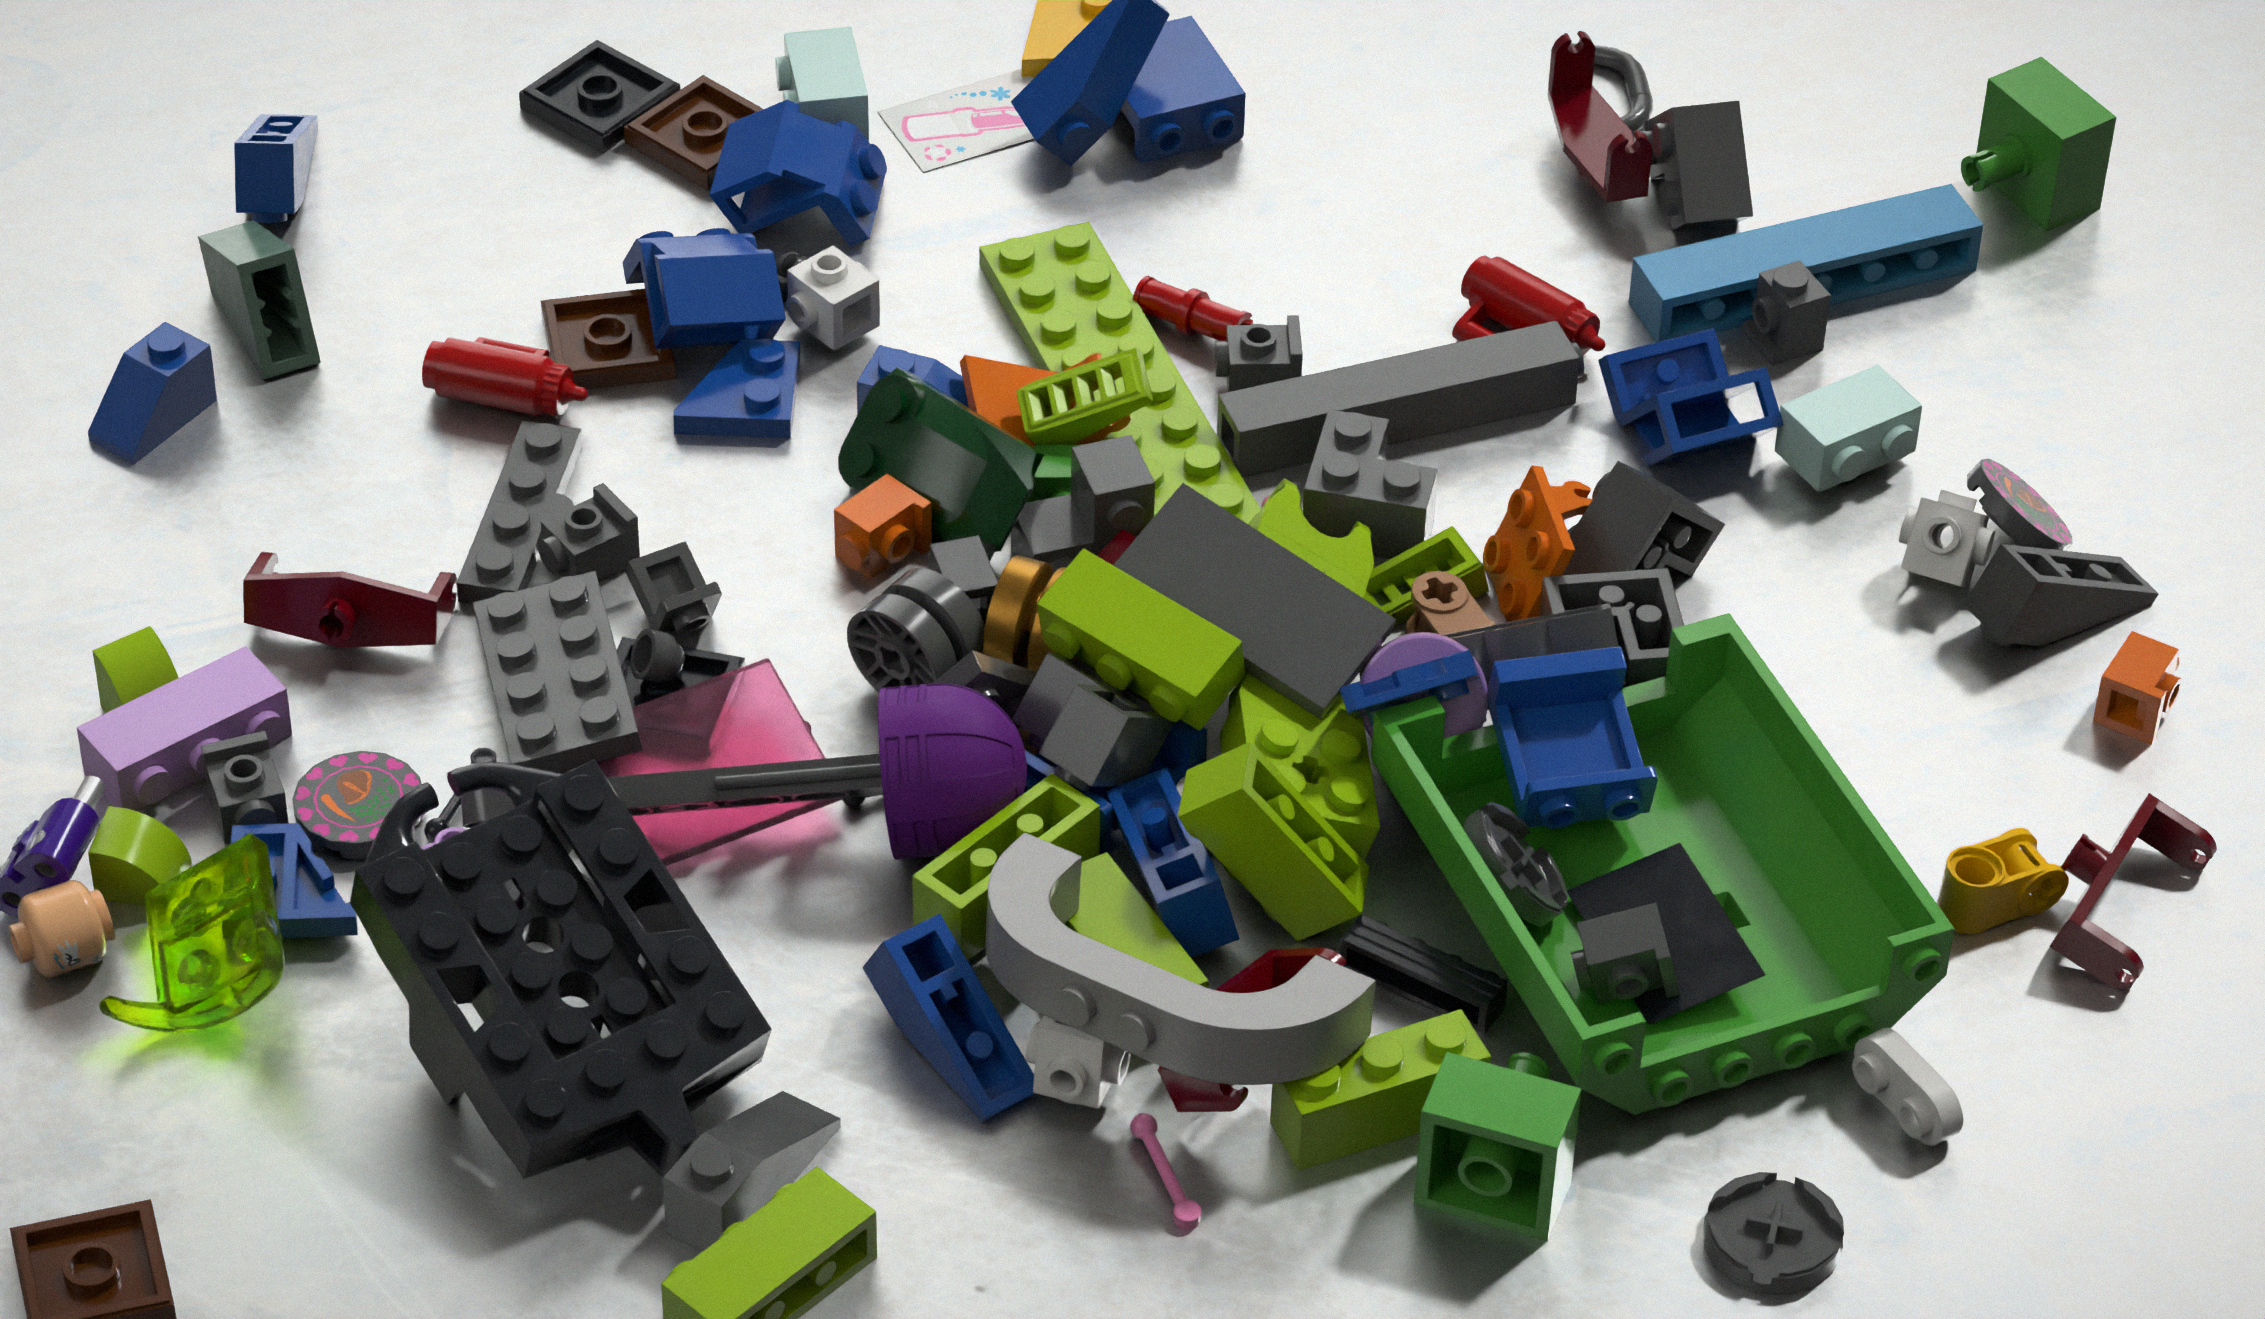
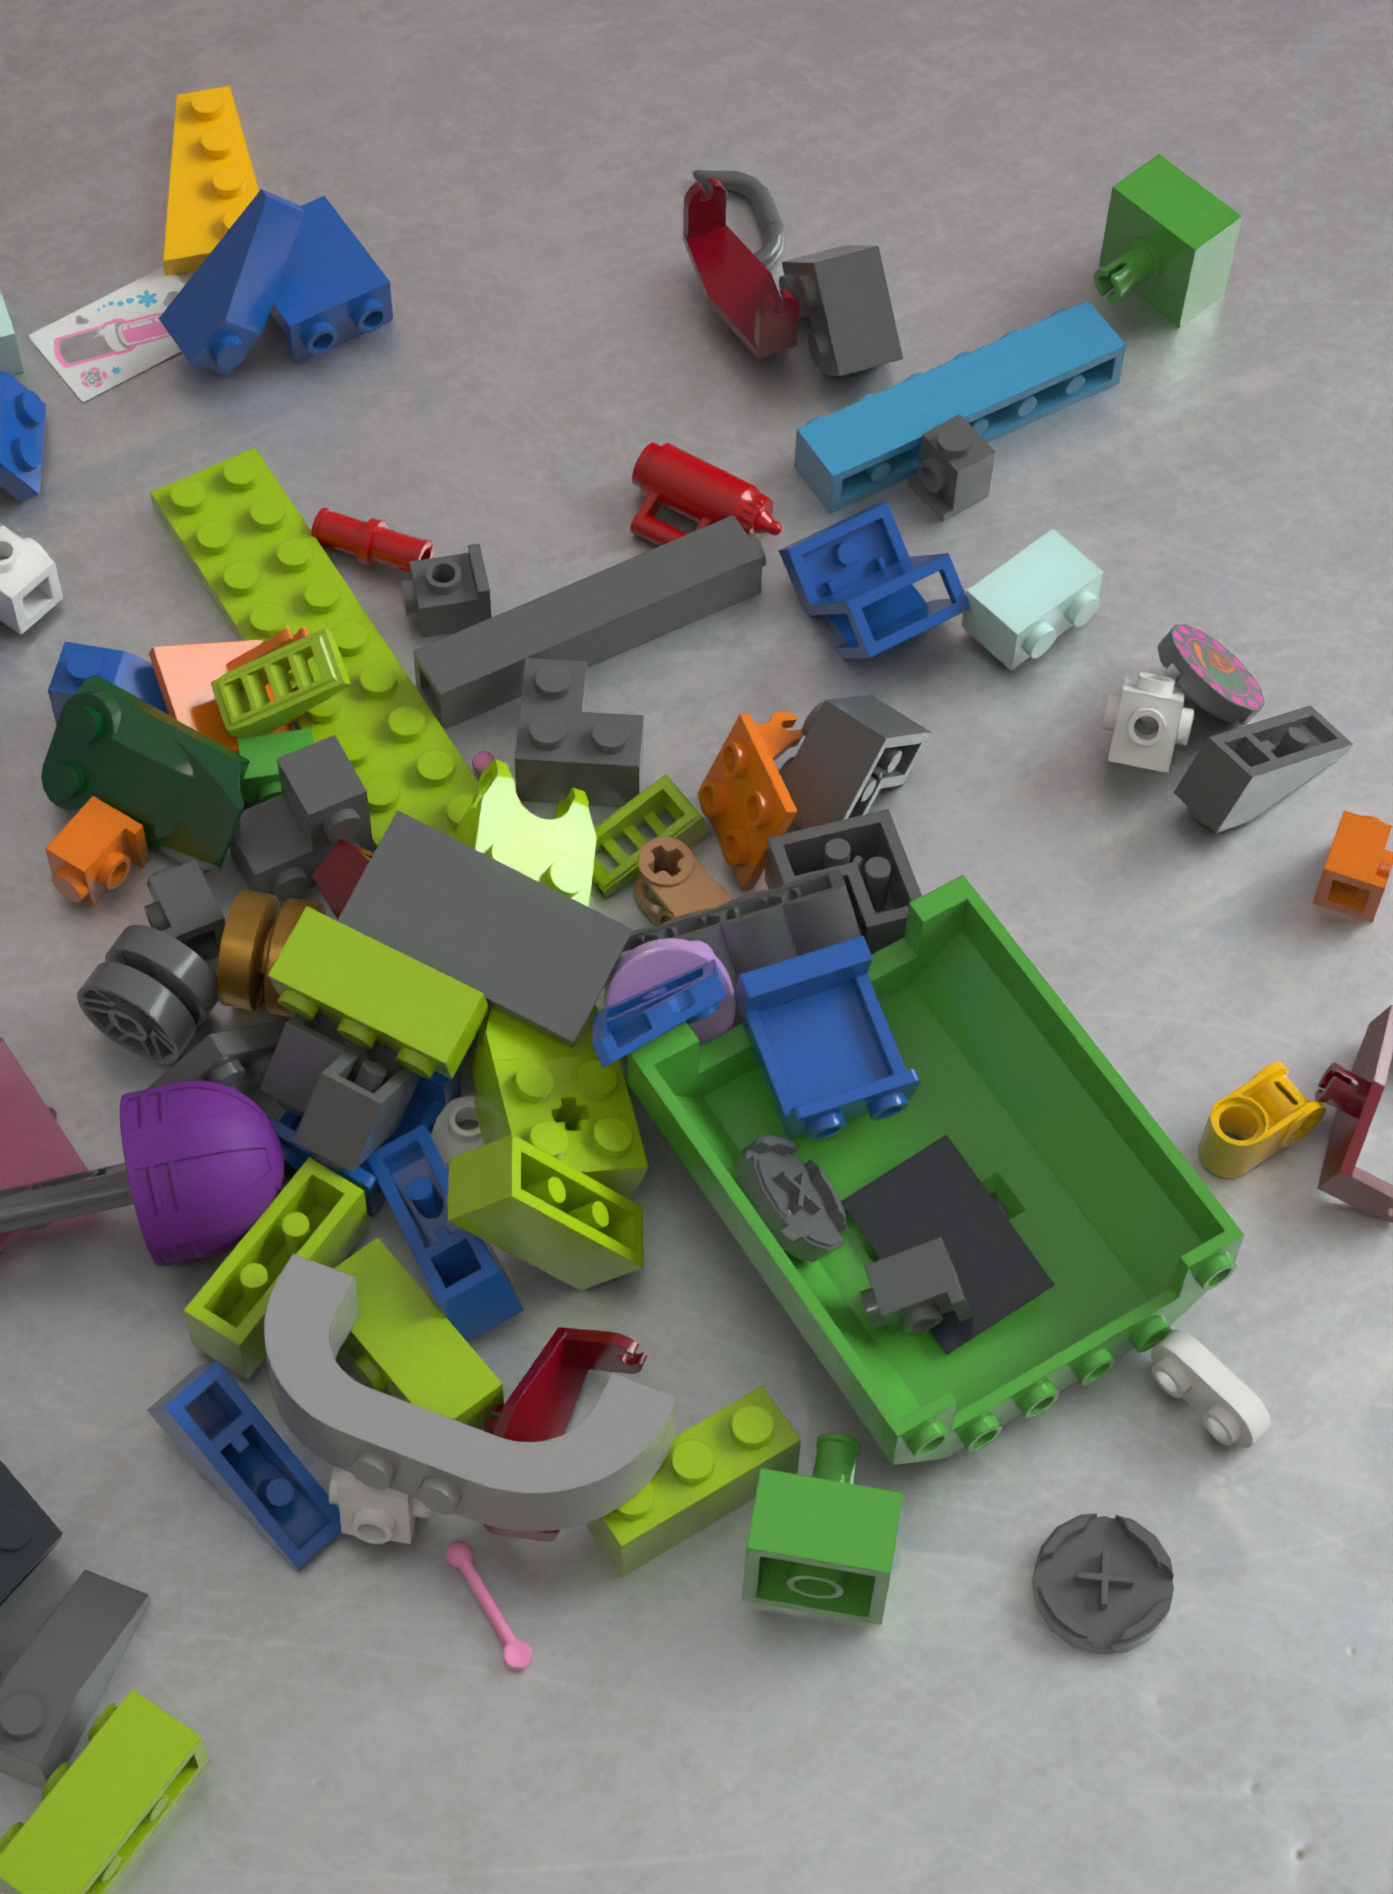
camera: 10 degrees left, 15 degrees up
(1423, 972) = (712, 1319): black piece -> none

